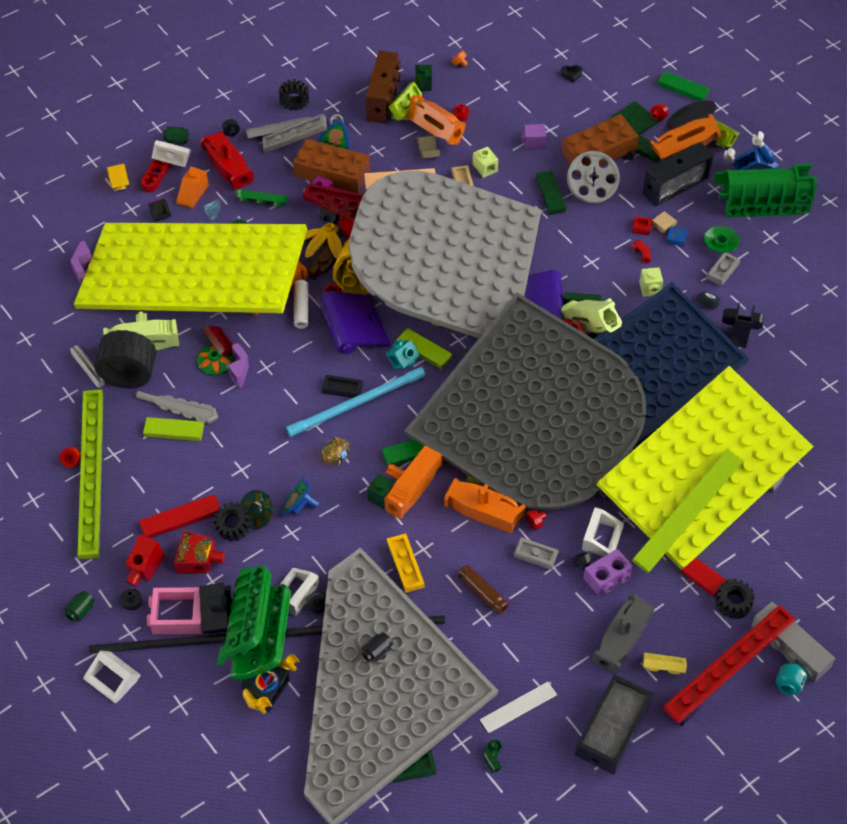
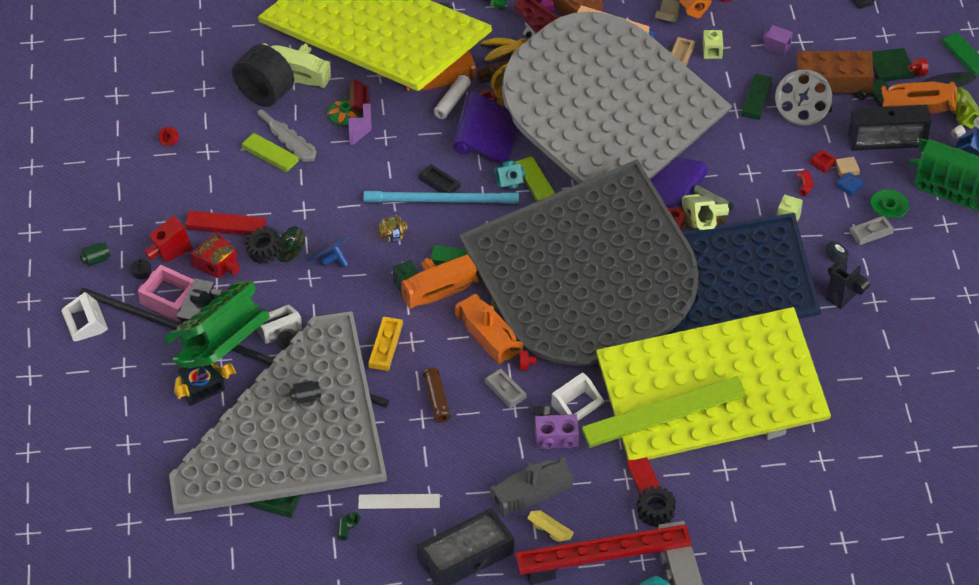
camera: 30 degrees right, 5 degrees down
(87, 365) = (233, 58): light grey axle -> none
(90, 475) = (176, 157): lime plate -> none

